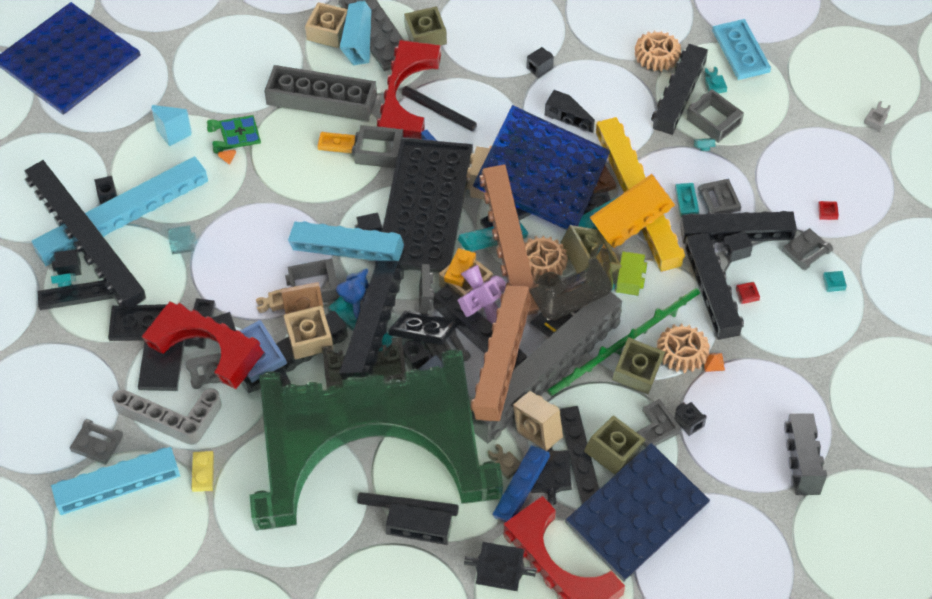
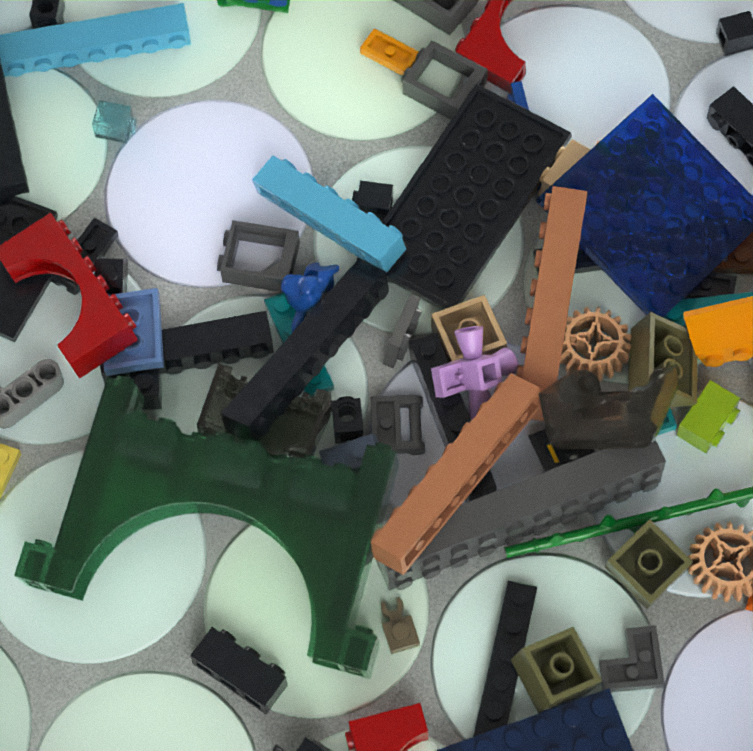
camera: 25 degrees right, 10 degrees up
(209, 366) = (60, 326): dark grey plate -> none
(227, 156) = (231, 16): orange slope -> none
(273, 301) = (200, 263): tan plate -> none
(301, 297) = (228, 284): medium nougat plate -> none
(308, 332) = (210, 333): tan brick -> none
(385, 501) = (243, 636): black axle -> none
(423, 327) = (375, 384): black tile -> none
(439, 108) = (559, 52): black axle -> none
(461, 262) = (465, 313): light orange plate -> none
(482, 238) = (516, 283): teal plate -> none
(521, 484) = (402, 671): blue plate -> none
(538, 420) = (465, 590): tan brick -> none
(555, 475) = (452, 668): black plate -> none
(689, 418) = (684, 681): black brick -> none

